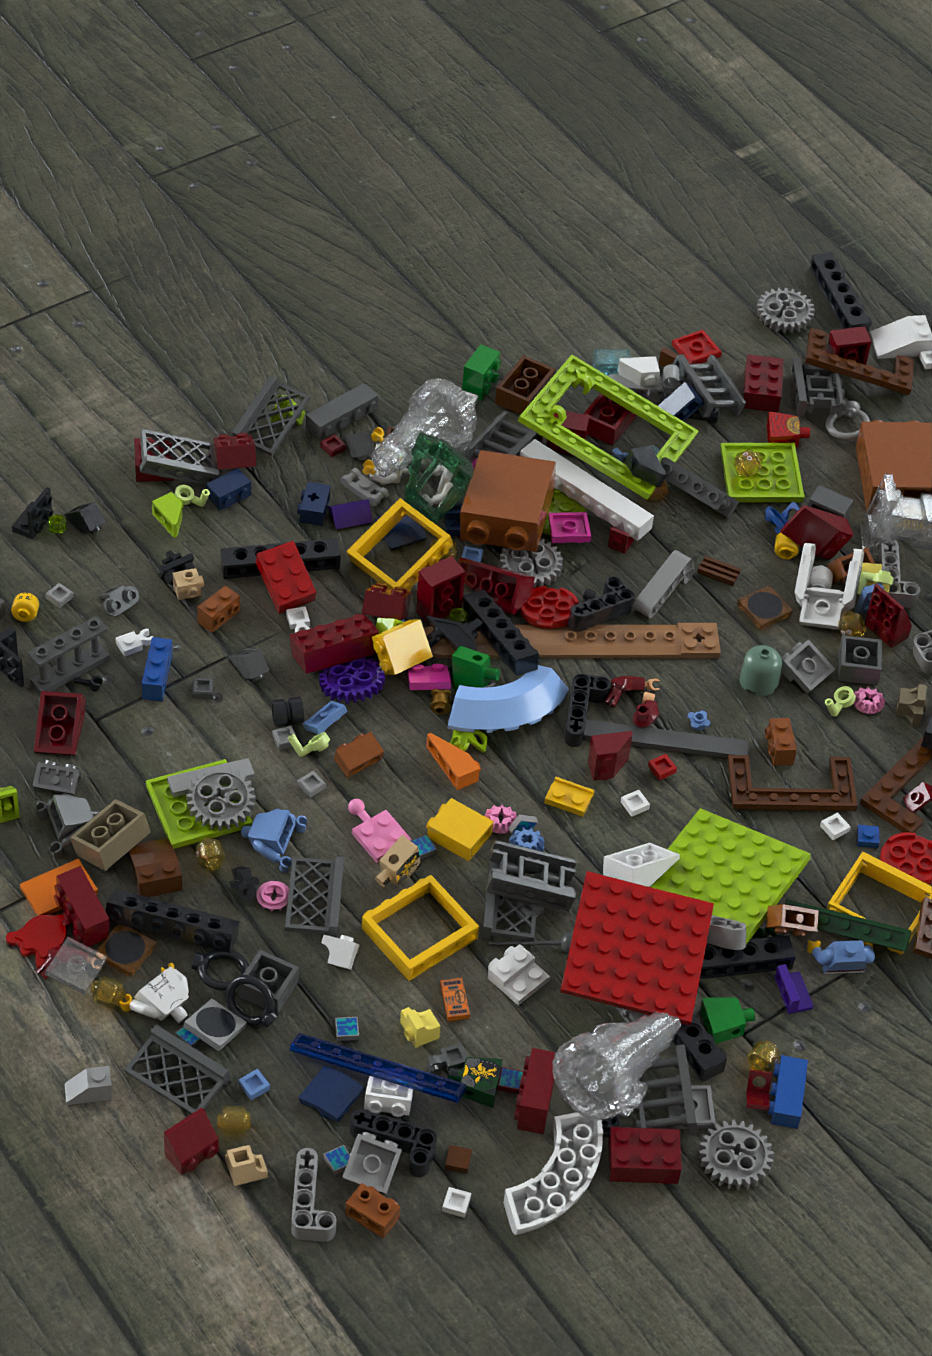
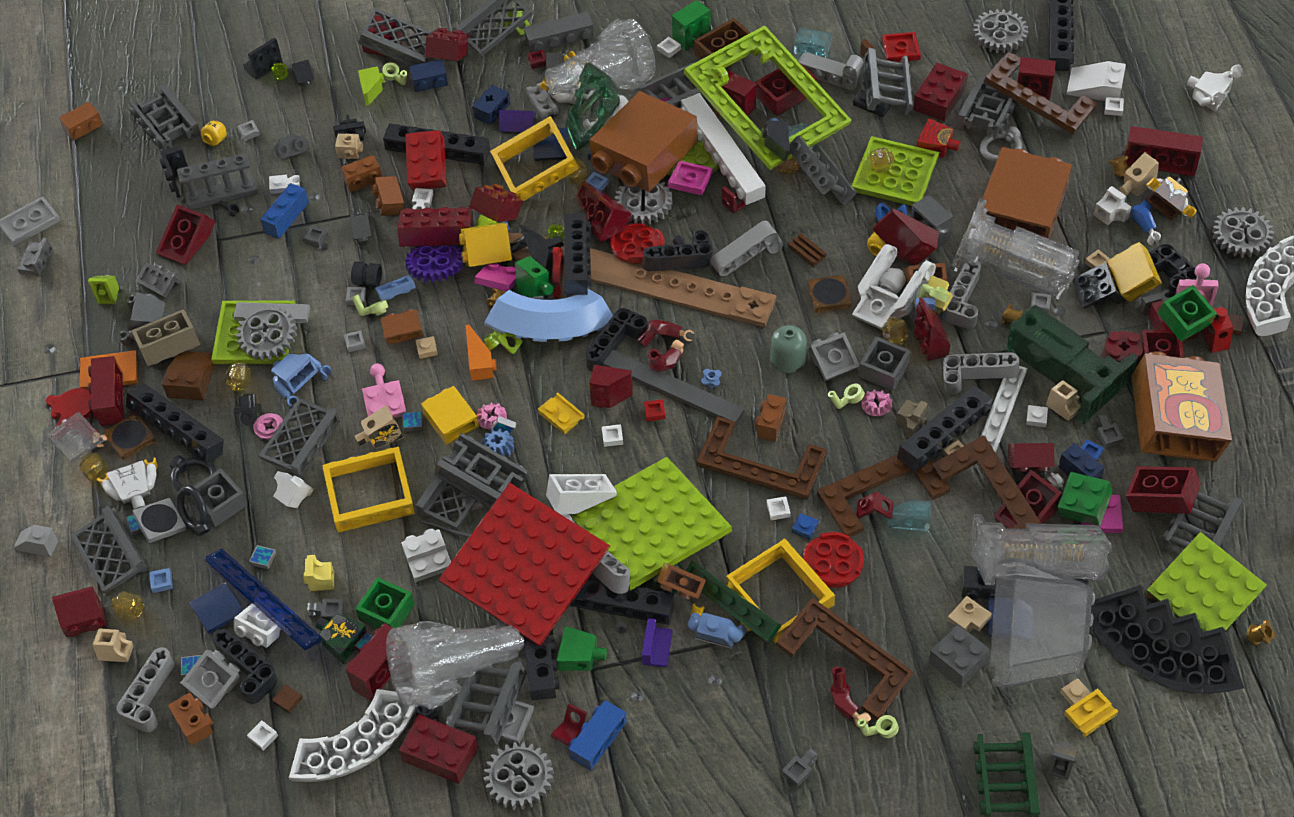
camera: 30 degrees right, 5 degrees up
(262, 624) = (387, 195): none -> dark orange brick
(392, 769) = (426, 347): none -> tan plate
(440, 589) = (542, 203): dark red brick -> none
(455, 999) = (363, 560): tile -> none
(489, 646) = (558, 271): none -> red tile
(510, 1035) = (384, 604): none -> green brick
(640, 370) = (829, 54): white slope -> none
(682, 402) = (851, 92): brick -> none
(763, 1056) = (592, 695): clear yellow head -> none

